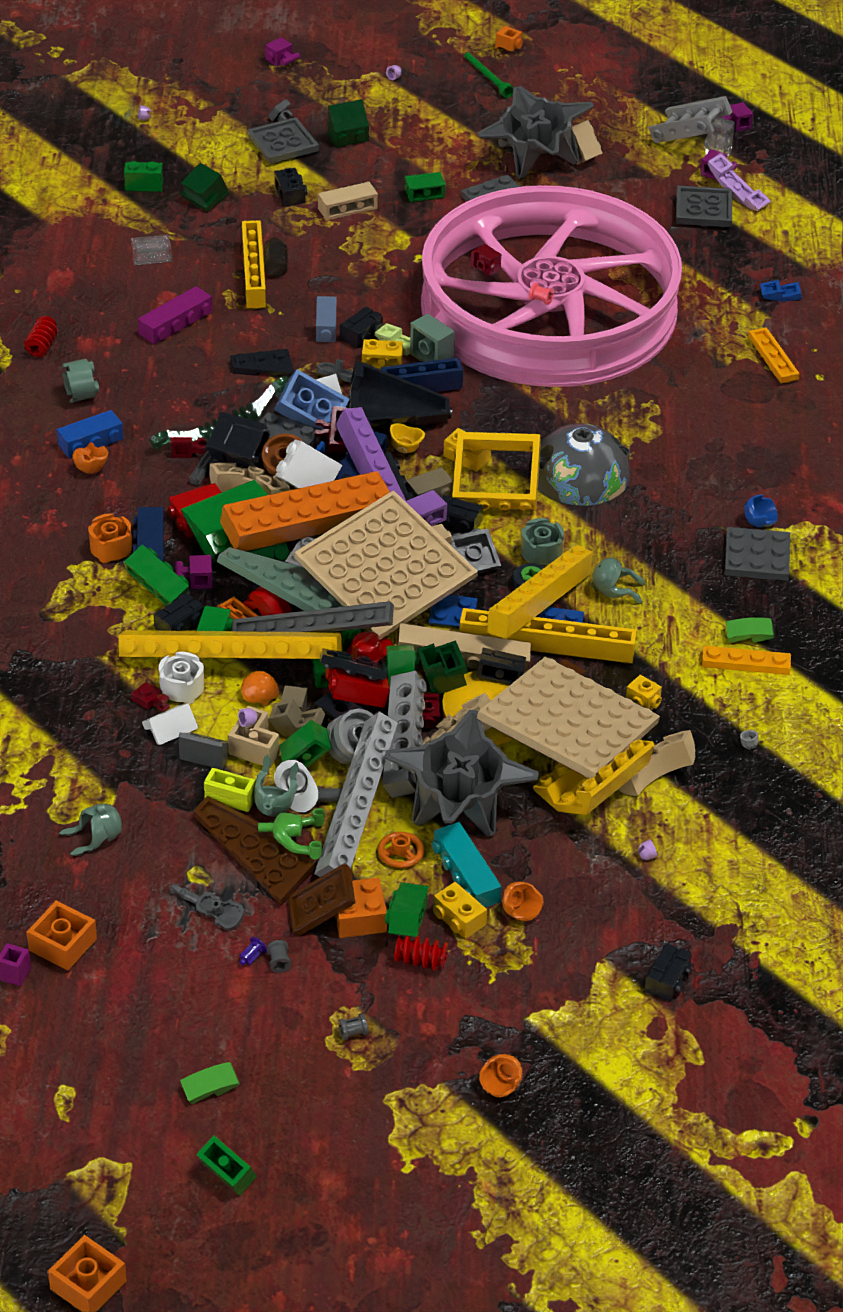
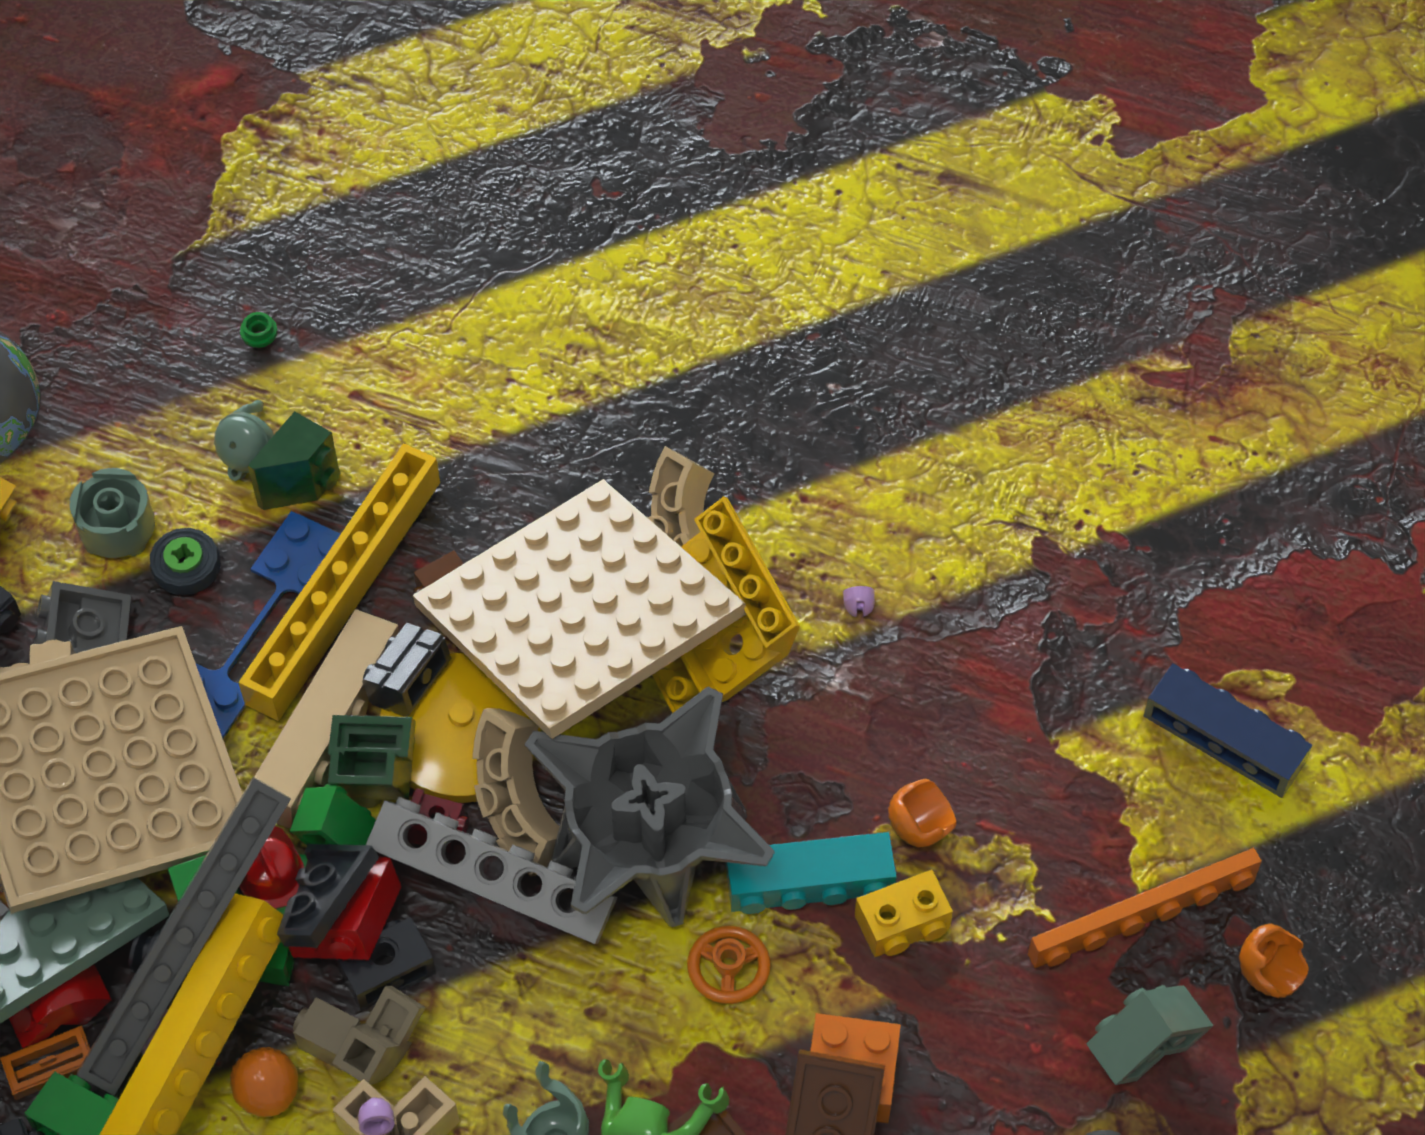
camera: 70 degrees left, 15 degrees up
(306, 744) = (460, 1042): green brick -> none
(307, 790) = (517, 1083): white piece -> none
(328, 794) = (563, 1052): dark grey pin -> none
(345, 734) = (473, 954): light grey wheel -> none
(357, 794) = (629, 990): light grey brick -> none
(407, 909) = (898, 989): green brick -> none
(421, 952) = (978, 996): red piece -> none
(435, 1024) = (1146, 1030): none -> sand green brick
(512, 1015) = (1133, 913): none -> orange plate
(539, 592) = (261, 552): yellow brick -> none
(604, 596) = (294, 465): none -> dark green slope
(644, 692) = (532, 487): yellow brick -> none
(644, 1031) = (1227, 730): none -> dark blue brick
(668, 972) = (1121, 657): black brick -> none
(687, 566) = (258, 322): none -> green plate
(746, 660) = (498, 326): light orange plate -> none
(749, 739) = (685, 376): light grey hinge -> none
(755, 628) = (442, 295): bright green slope -> none
(757, 553) = (269, 226): dark grey plate -> none
(760, 511) = (190, 184): blue hair -> none

